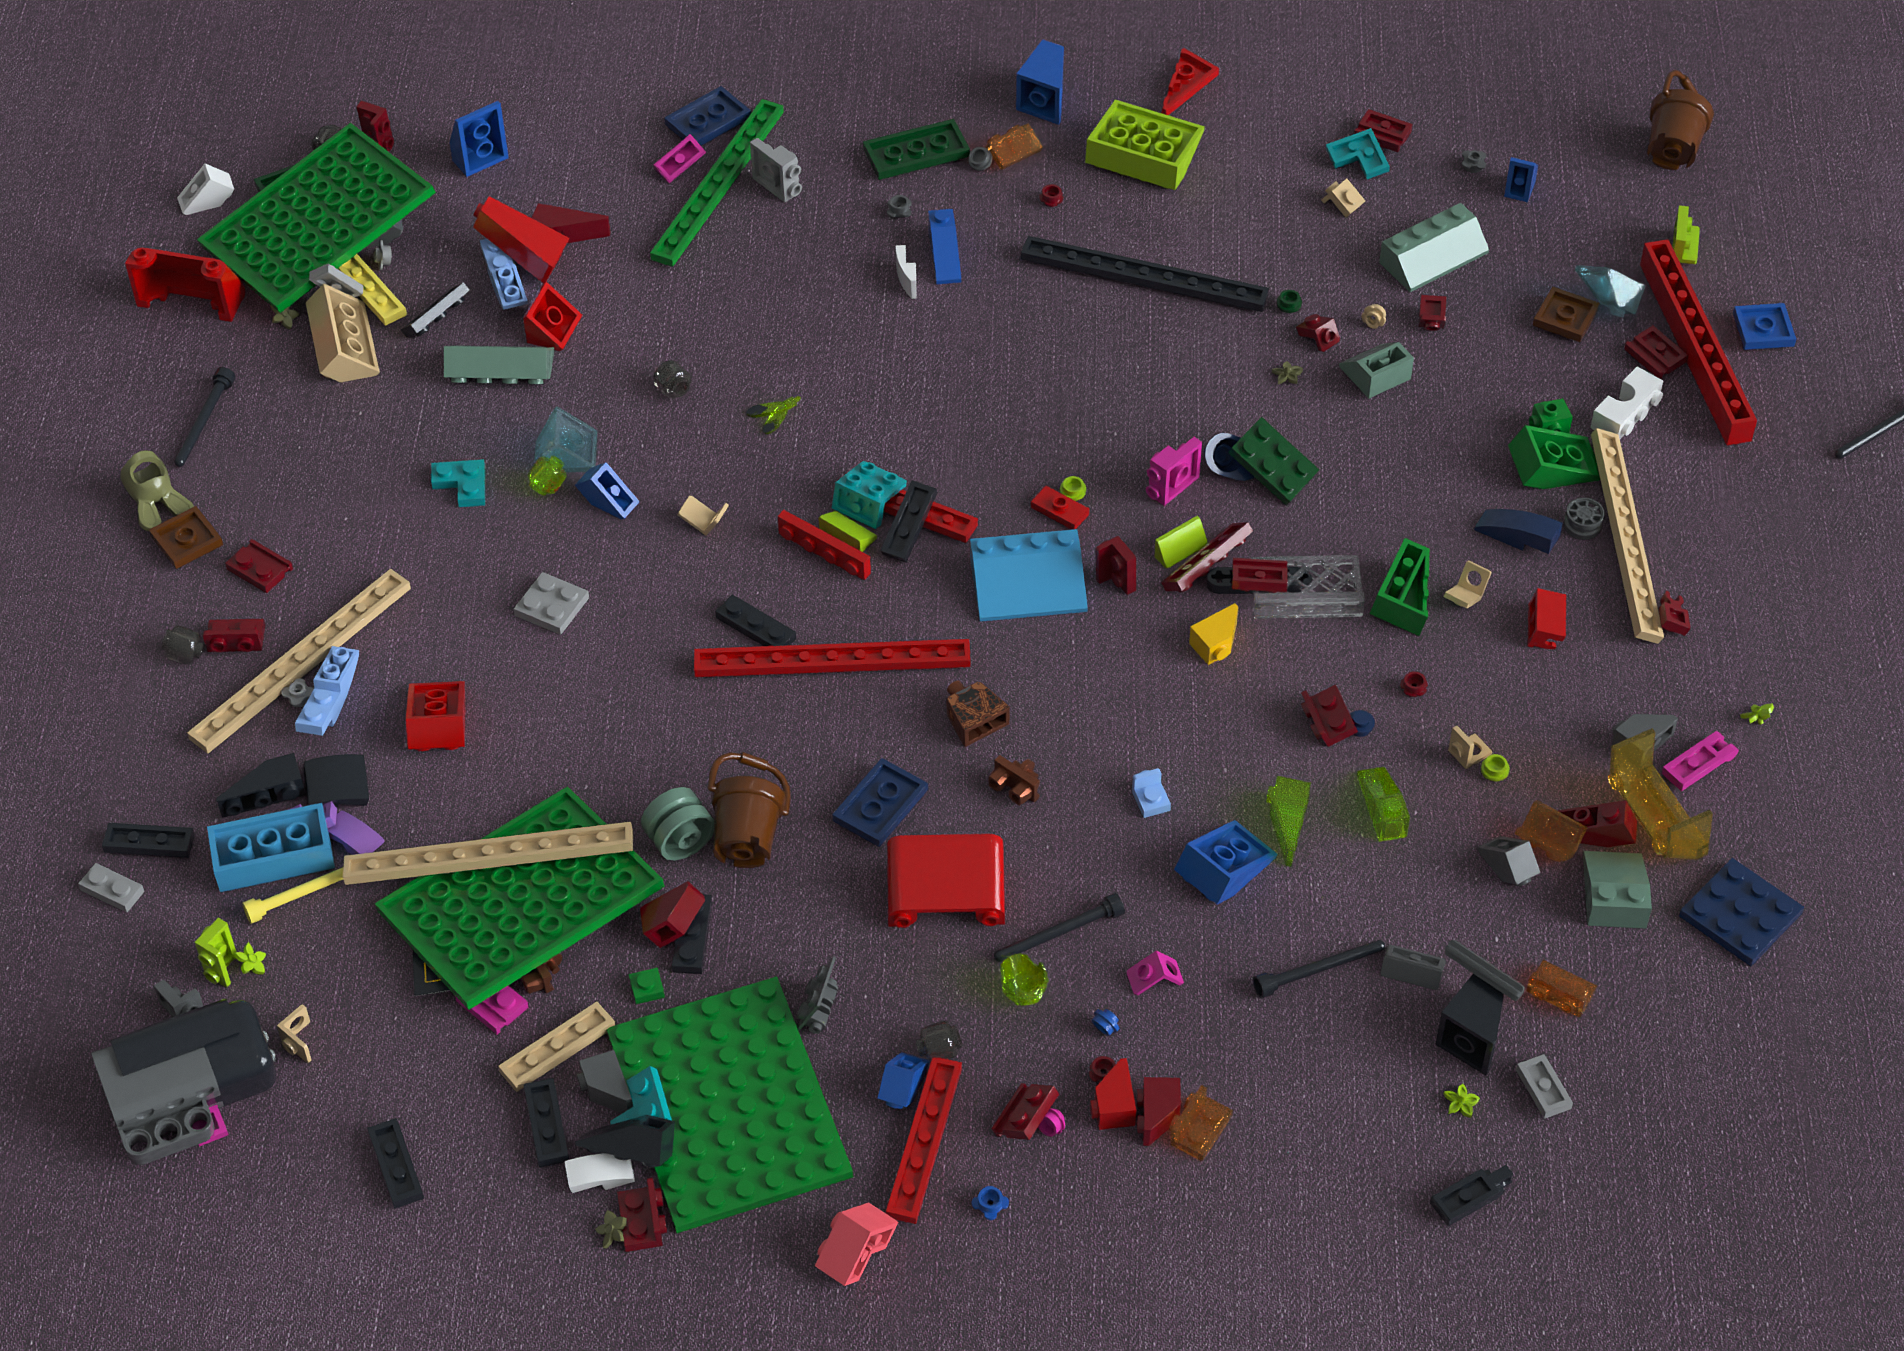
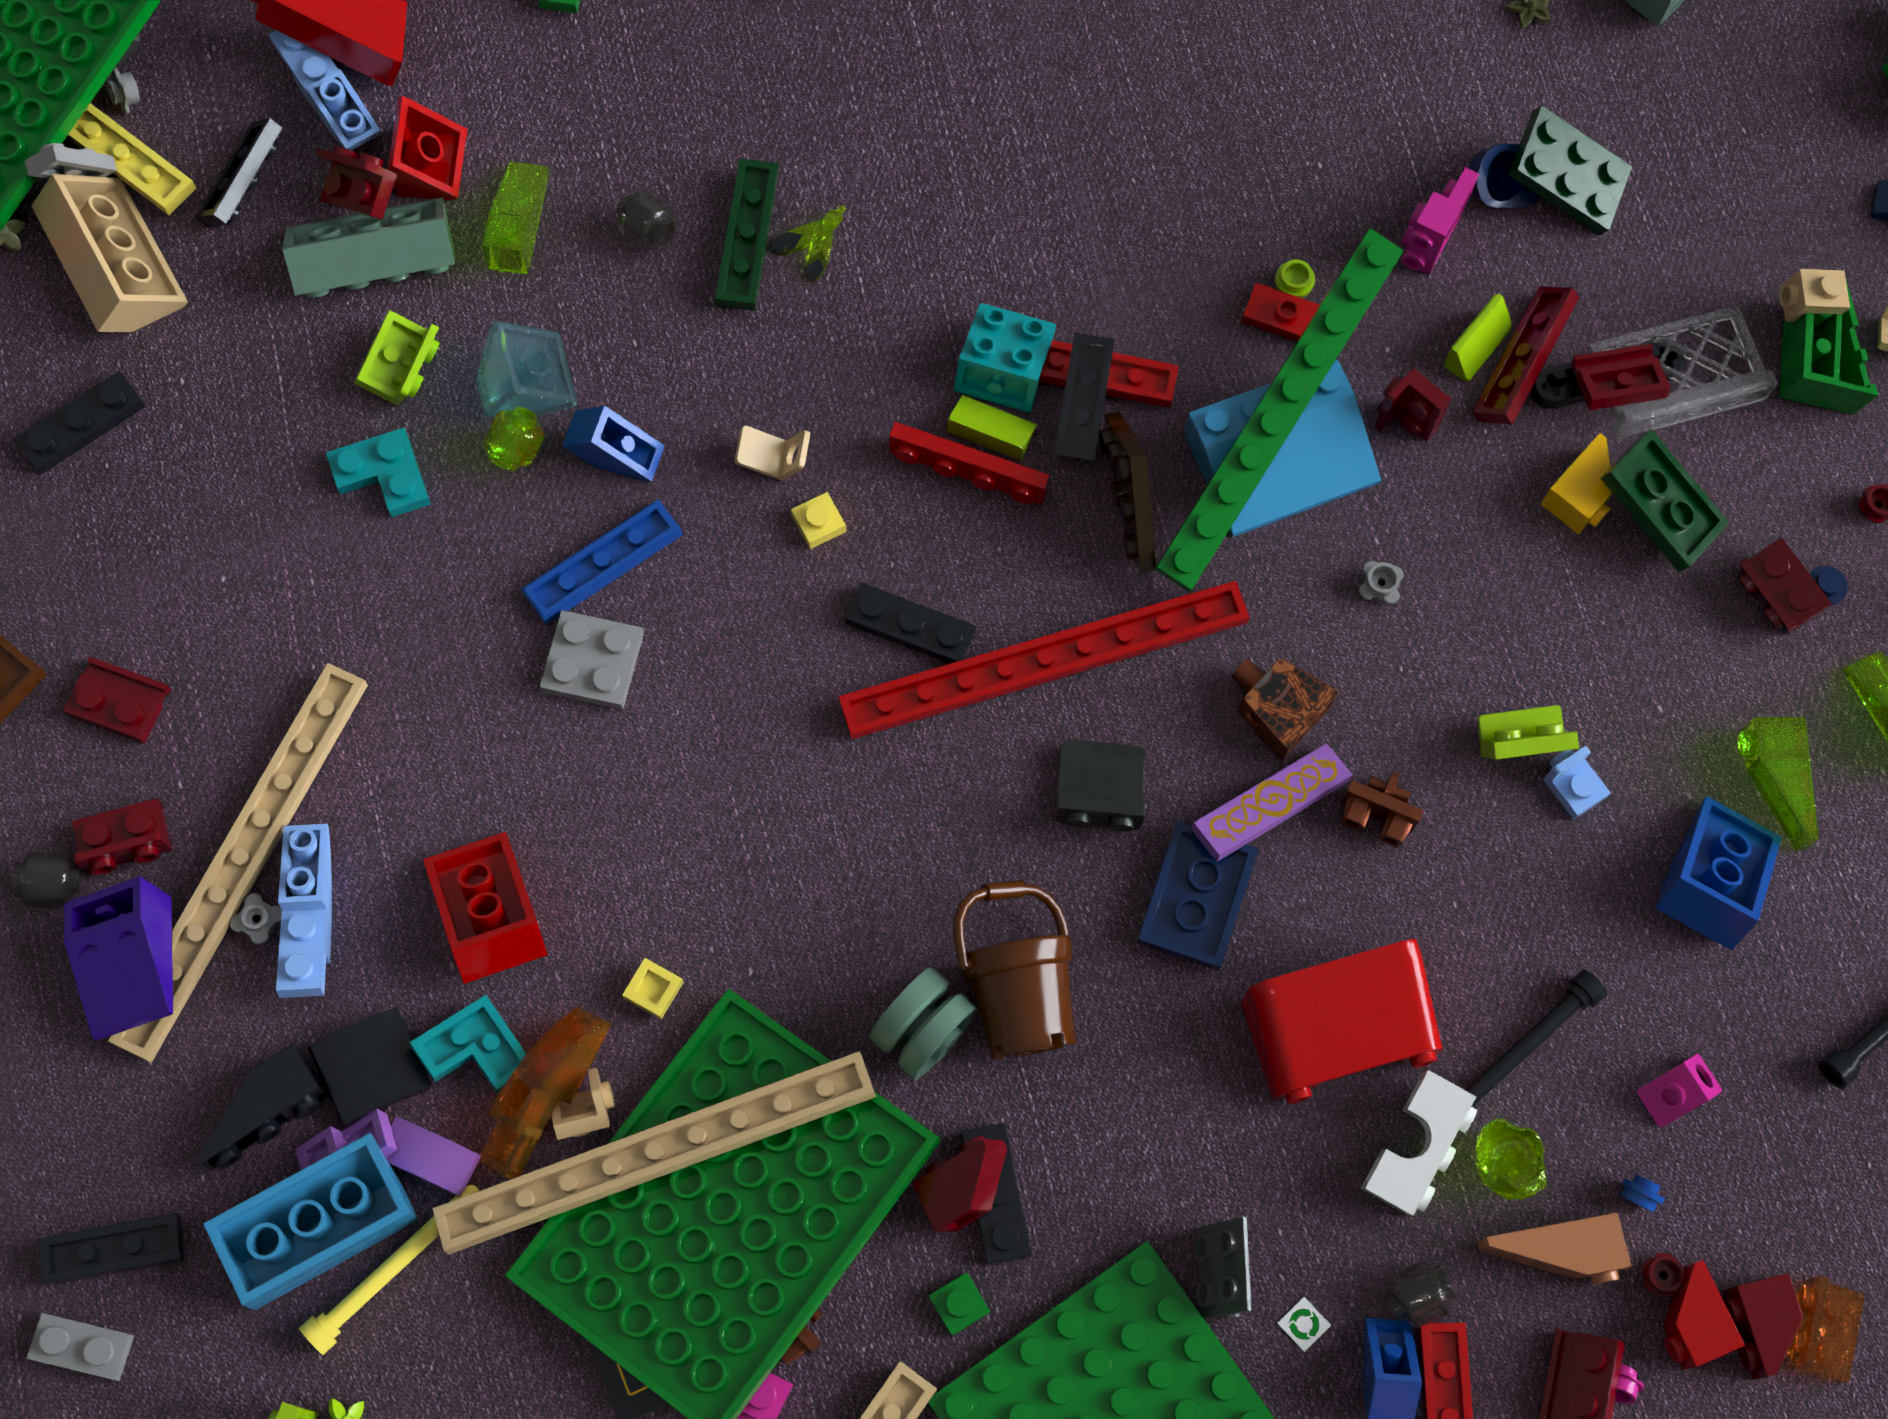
camera: 20 degrees left, 20 degrees up
(212, 684) = (121, 955): none -> dark purple slope
(292, 421) = (80, 422): none -> black plate
(402, 777) = (471, 1034): none -> teal plate
(439, 804) = (543, 1077): none -> clear orange slope
(456, 831) = (587, 1110): none -> tan bracket
(492, 421) = (396, 358): none -> lime bracket
(503, 325) = (356, 183): none -> dark red bracket
(521, 778) = (653, 988): none -> light yellow plate
(578, 553) = (601, 561): none -> blue tile
(591, 365) = (515, 218): none -> clear neon green slope
(719, 558) = (818, 520): none -> light yellow plate
(732, 399) = (747, 234): none -> dark green plate
(840, 731) = (1101, 785): none -> pearl dark grey bracket
(861, 1048) = (1304, 1324): none -> white sticker
(918, 554) = (1130, 489): none -> dark brown plate
(944, 760) = (1271, 802): none -> medium lavender tile
(953, 978) = (1442, 1112): none -> white arch
(1025, 545) = (1278, 410): none -> green plate
(1045, 1039) = (1571, 1249): none -> nougat slope
(1070, 657) = (1381, 571): none -> light grey plate
(1123, 758) = (1524, 733): none -> lime bracket
(1264, 648) = (1665, 500): none -> dark green plate
(1403, 549) = (1814, 293): none -> tan bracket

